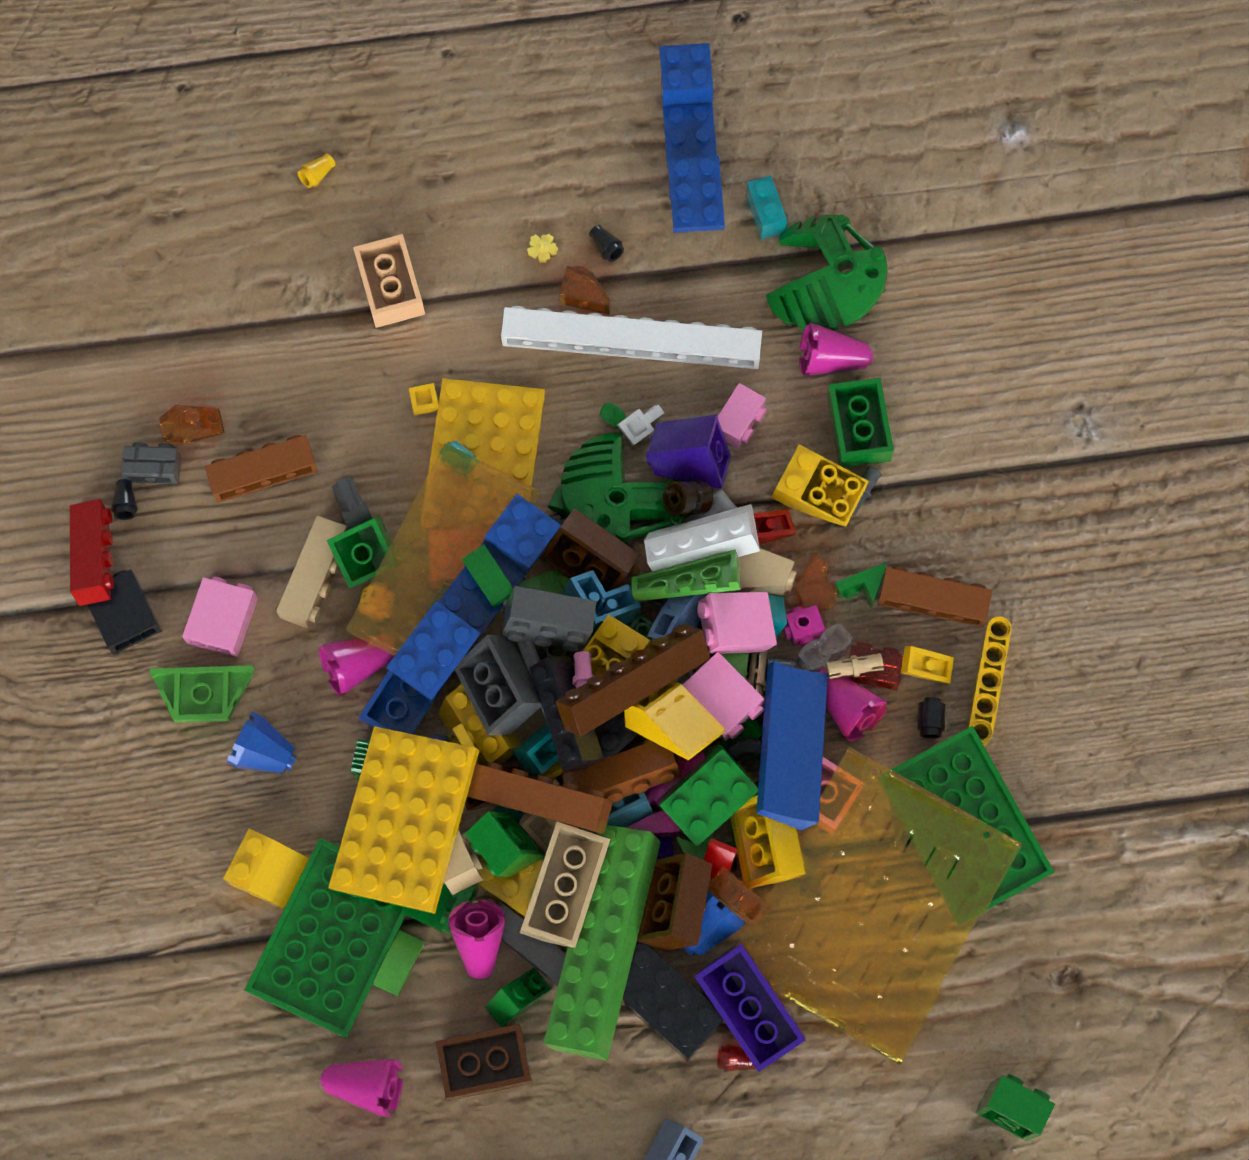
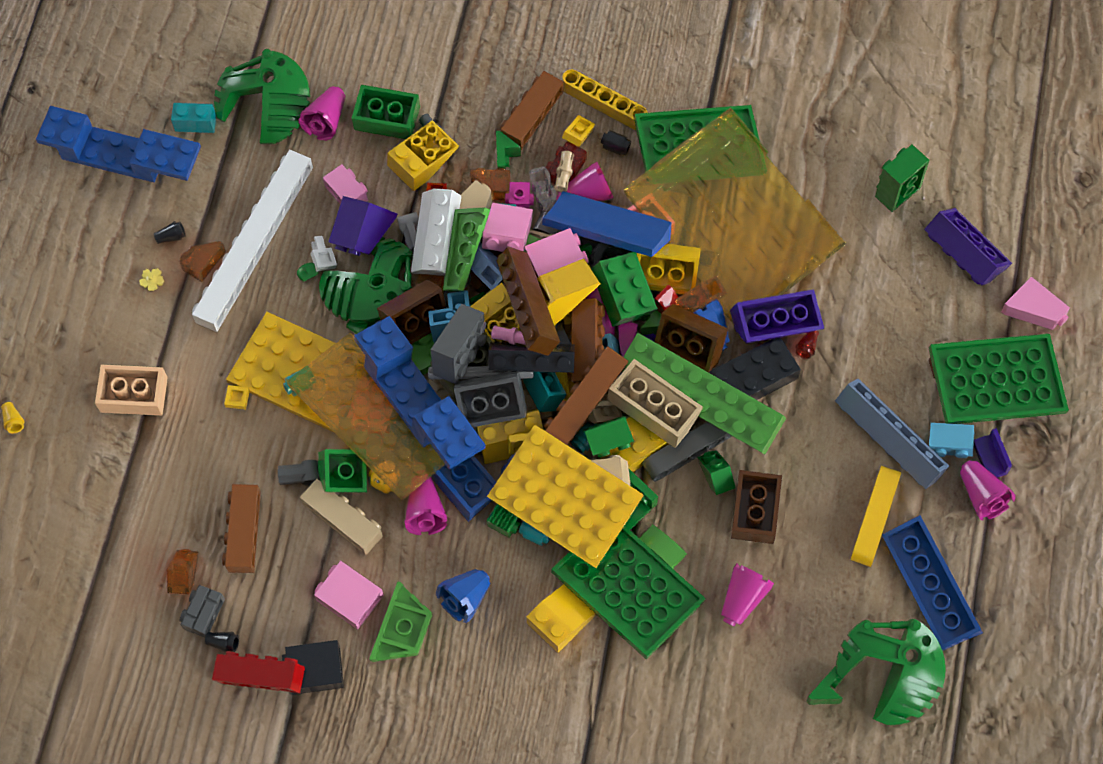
camera: 70 degrees left, 5 degrees down
(477, 935) = (666, 476): dark pink cone -> none
(488, 575) = (406, 378): green slope -> none
(687, 497) = (397, 235): dark brown wheel -> none

